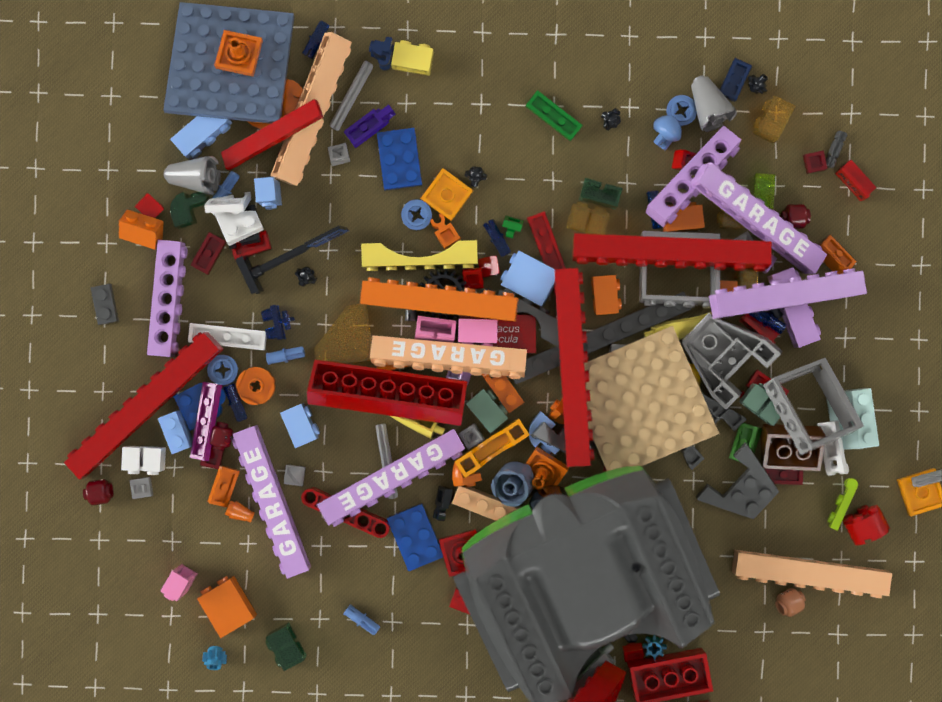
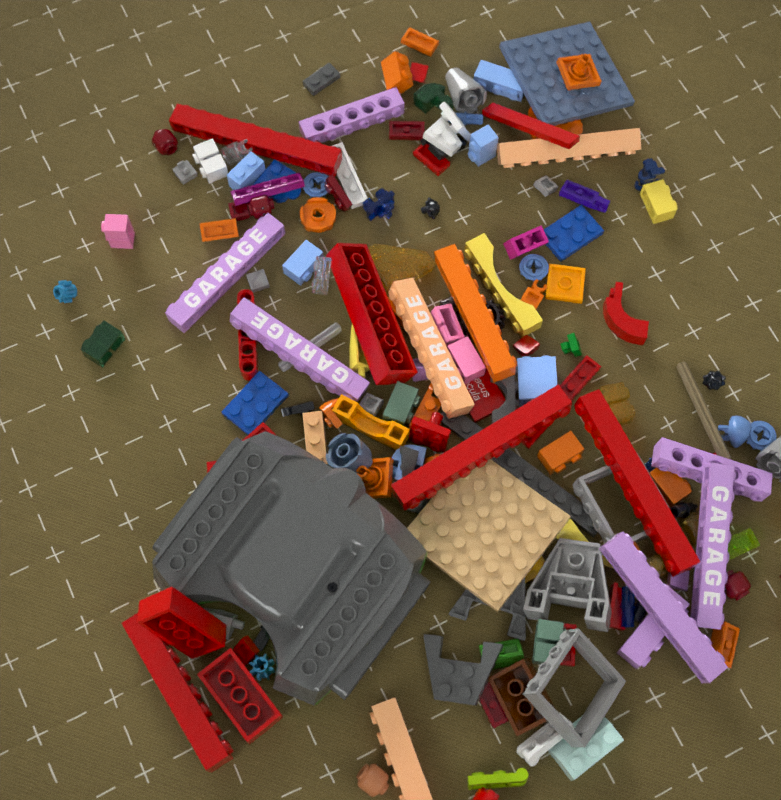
camera: 60 degrees right, 20 degrees down
(113, 185) = (420, 42): none -> orange plate
(149, 432) = (235, 151): none -> clear plate
(226, 606) = (116, 280): orange brick -> none
(235, 402) = (295, 206): clear blue axle -> none
(239, 512) = (203, 252): orange cone -> none
(252, 273) = (468, 200): black piece -> none
(254, 357) = (341, 199): none -> dark red plate
(285, 355) = (356, 224): medium blue axle -> none
(315, 40) = (621, 125): clear blue axle -> none
(323, 416) = (321, 275): none -> clear plate
(351, 95) = (600, 173): light grey axle -> none
(361, 620) = (157, 394): medium blue axle -> none
(390, 209) = (525, 242): none -> dark pink brick
(473, 278) = (510, 335): red plate -> none
(476, 175) = (596, 295): black plant -> none
(497, 238) = (554, 339): clear blue axle -> none
(509, 170) = (619, 322): none -> red arch
(528, 400) = (430, 432): none -> red plate
(553, 115) = (685, 333): green plate -> none
(608, 197) = (642, 393): clear green piece -> none
(635, 148) = (702, 410): none -> dark tan axle
(713, 222) = (683, 509): none -> black axle

